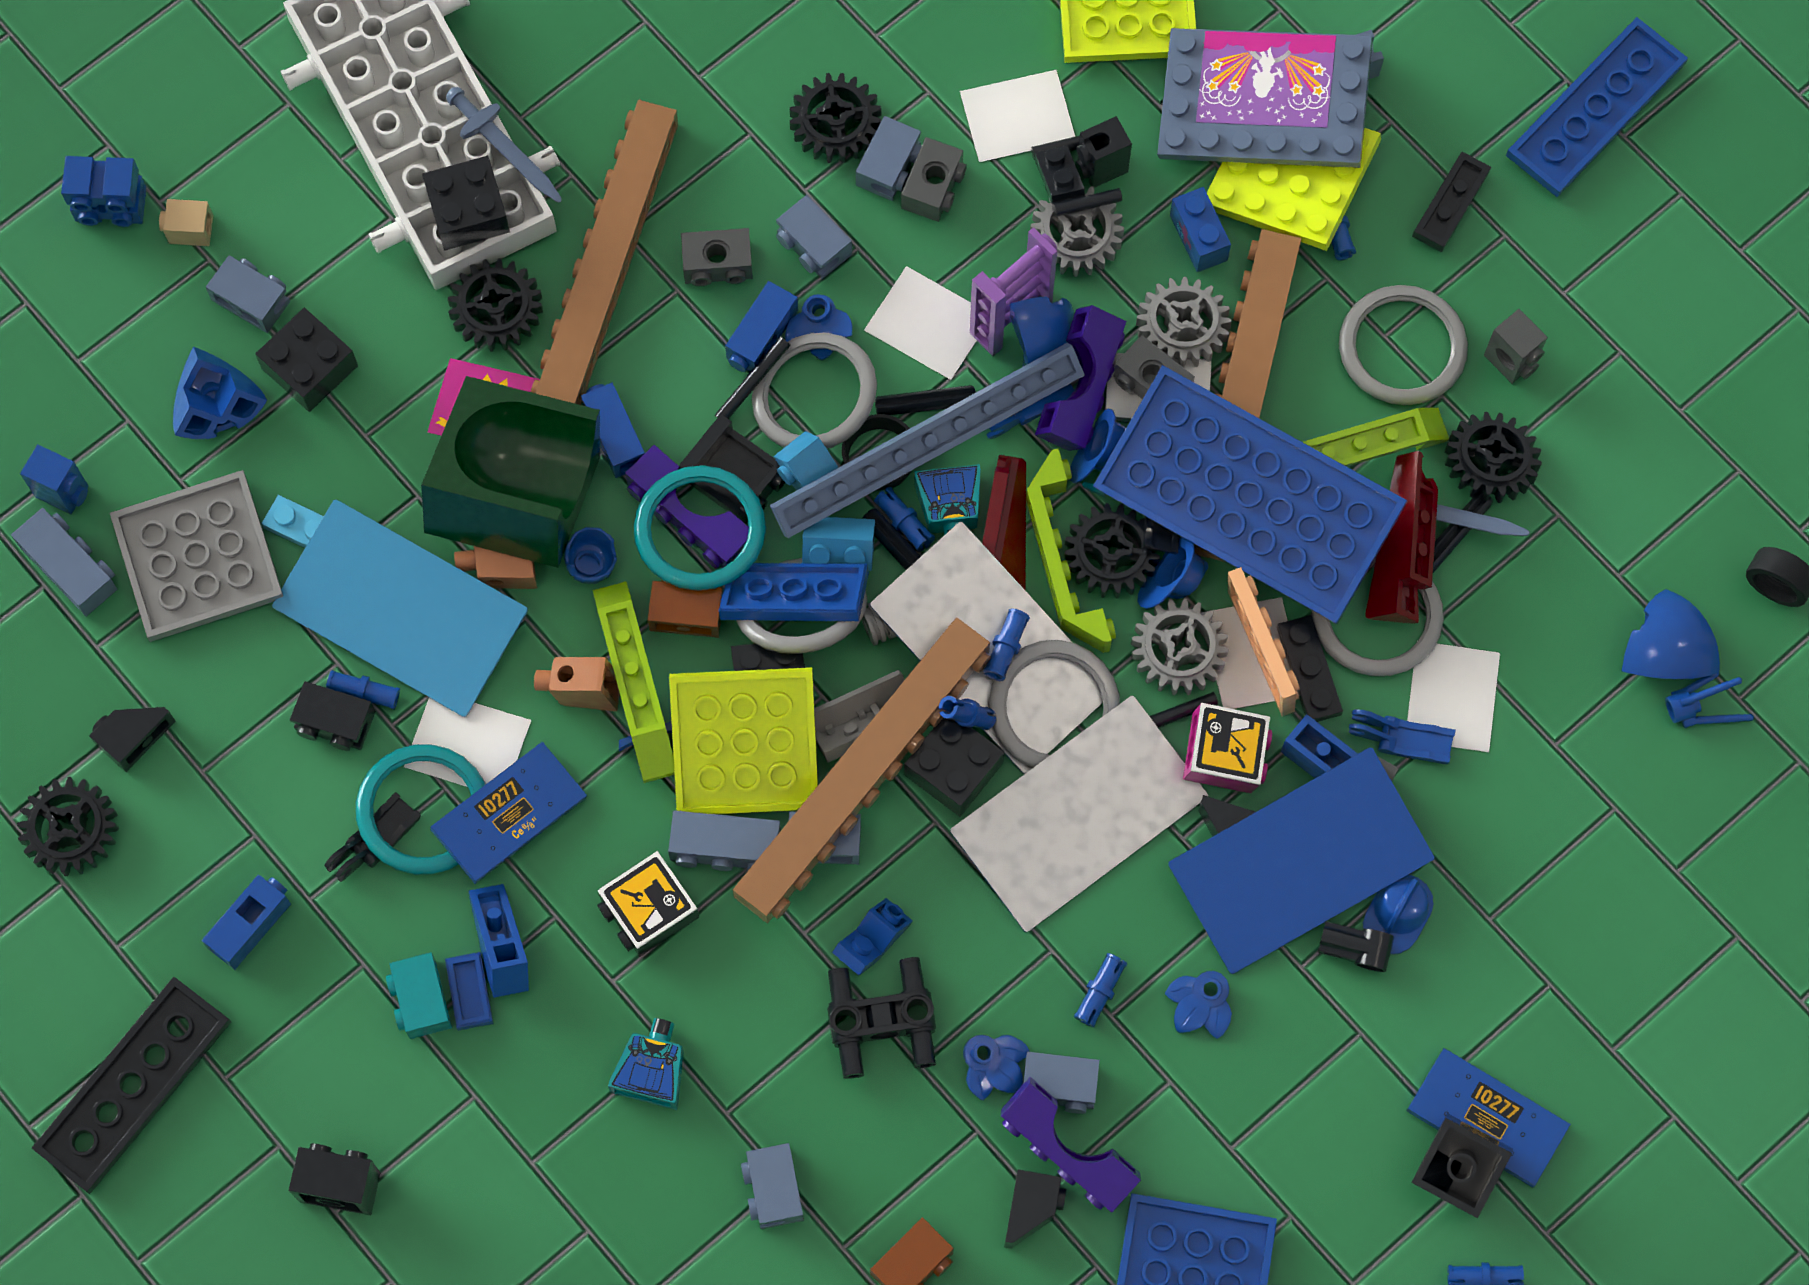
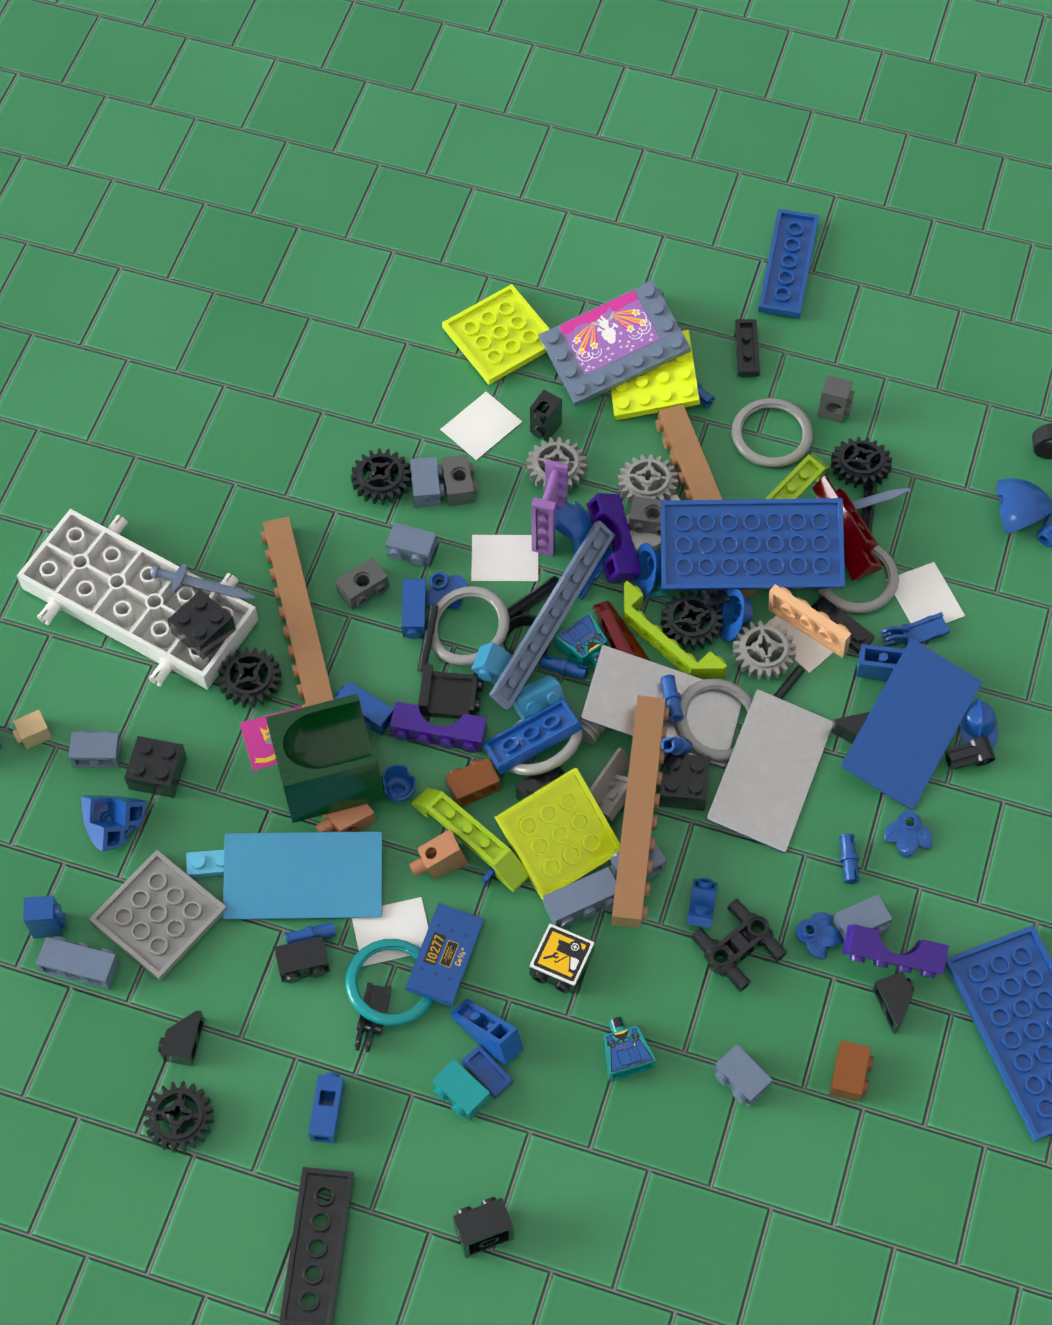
camera: 30 degrees left, 10 degrees down
(701, 581) = (457, 765): teal wedge -> none
(892, 540) = (569, 683): black axle -> none
(1063, 179) = (533, 441): black plate -> none
(1200, 229) = (624, 429): blue brick -> none
(1227, 748) = (828, 688): piece -> none

